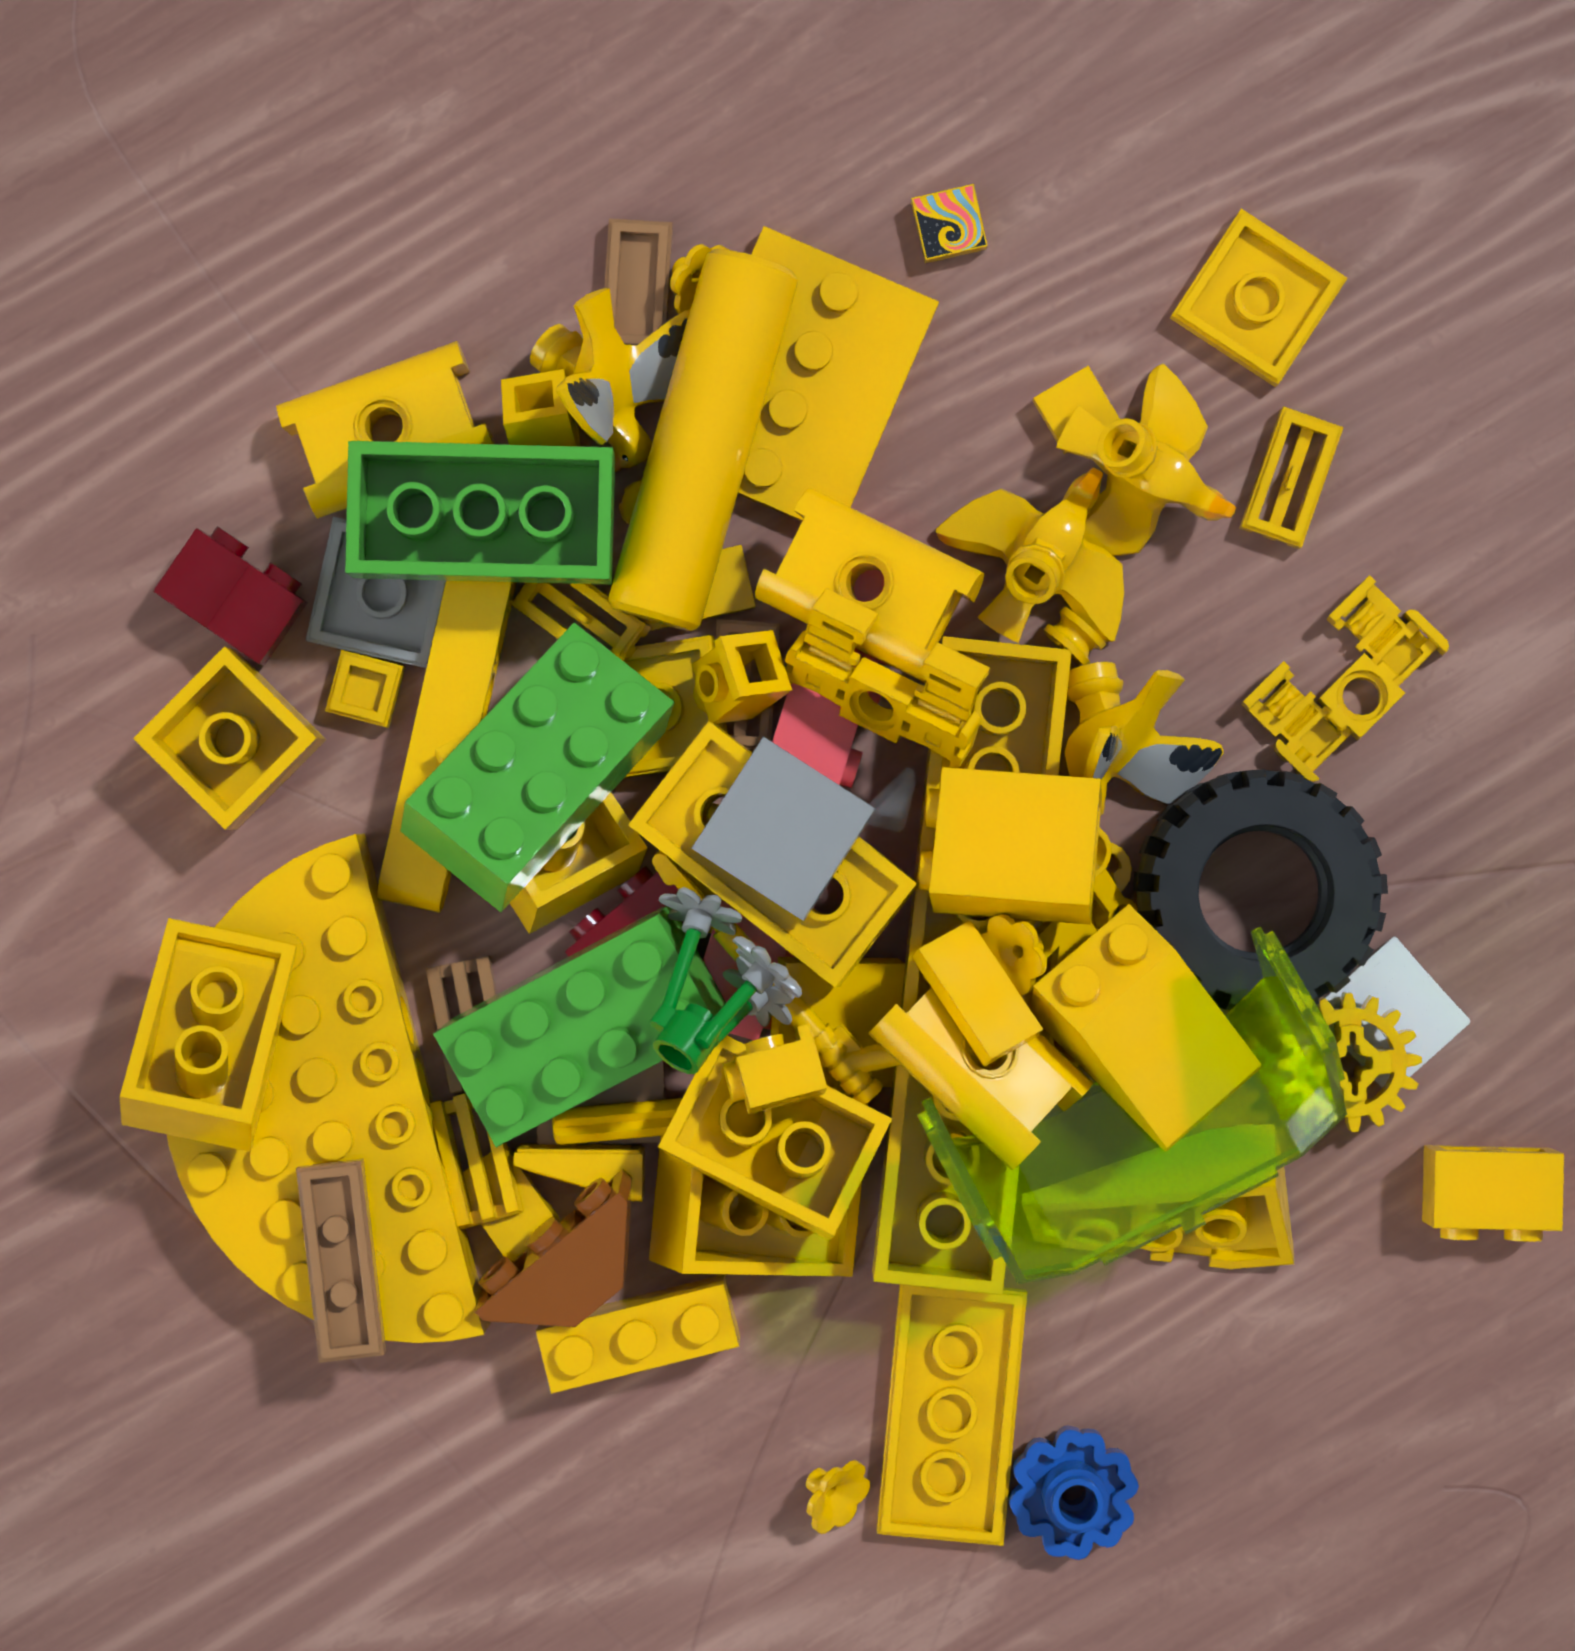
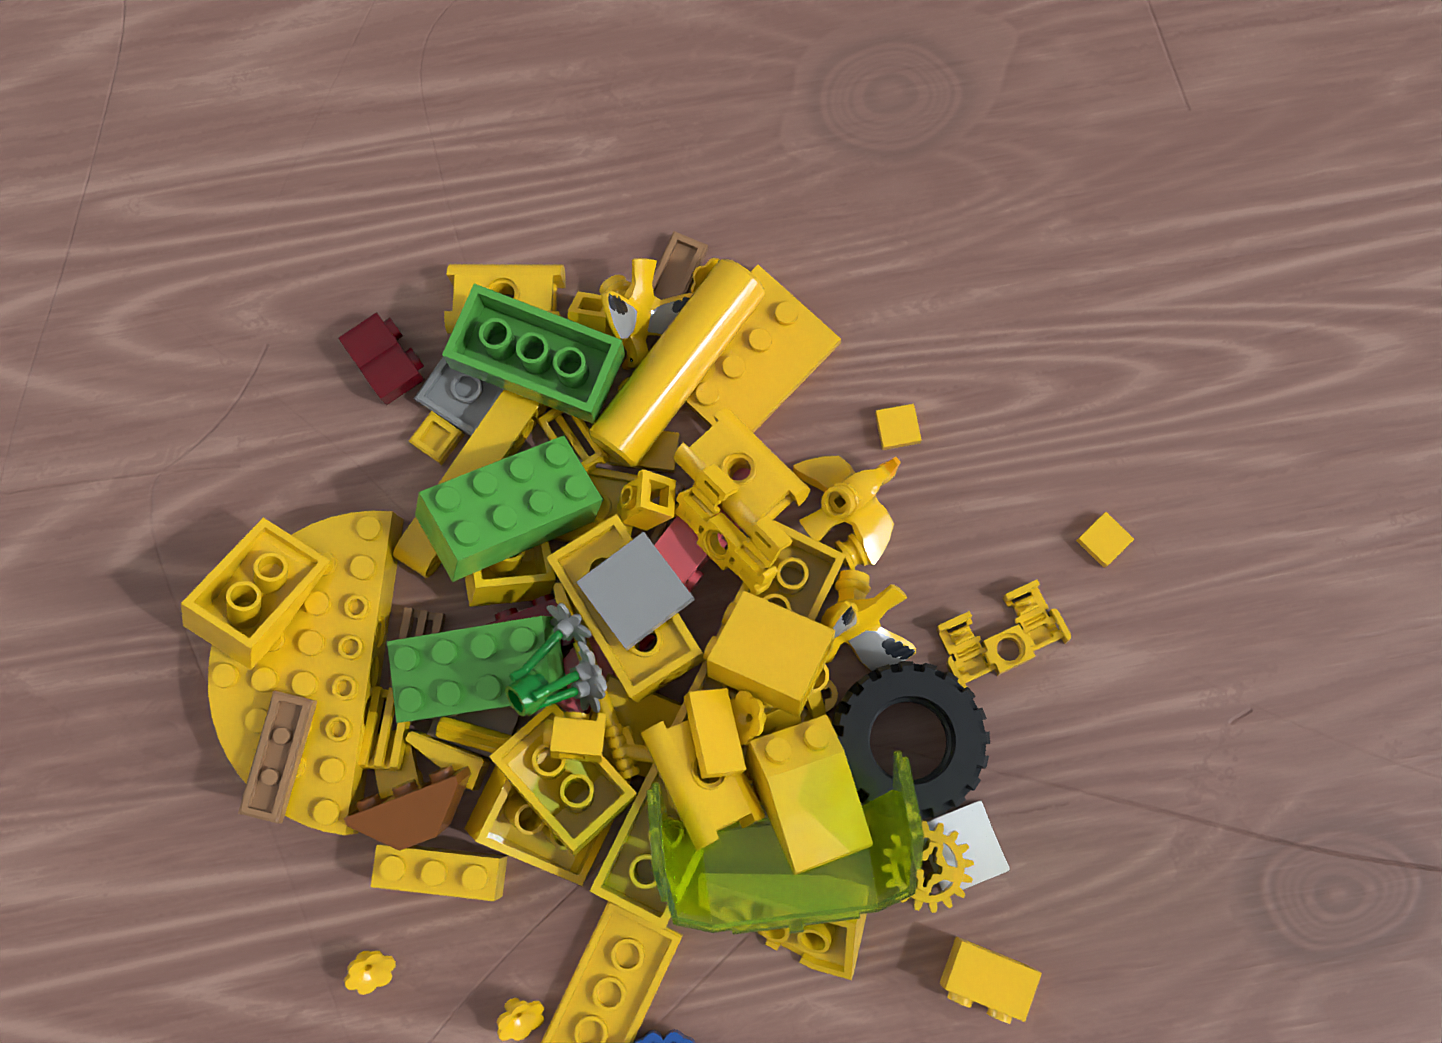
camera: 25 degrees right, 10 degrees down
(229, 739) = (346, 434): yellow brick -> none
(592, 1510) = (369, 971): none -> yellow plant
(894, 802) = (710, 610): clear slope -> none
(949, 223) = (862, 300): tile -> none
(1144, 465) = (926, 471): yellow animal -> none
(1258, 298) = (1024, 402): yellow tile -> none
(1272, 528) = (989, 534): yellow tile -> none
(1452, 473) = (1105, 539): none -> yellow tile

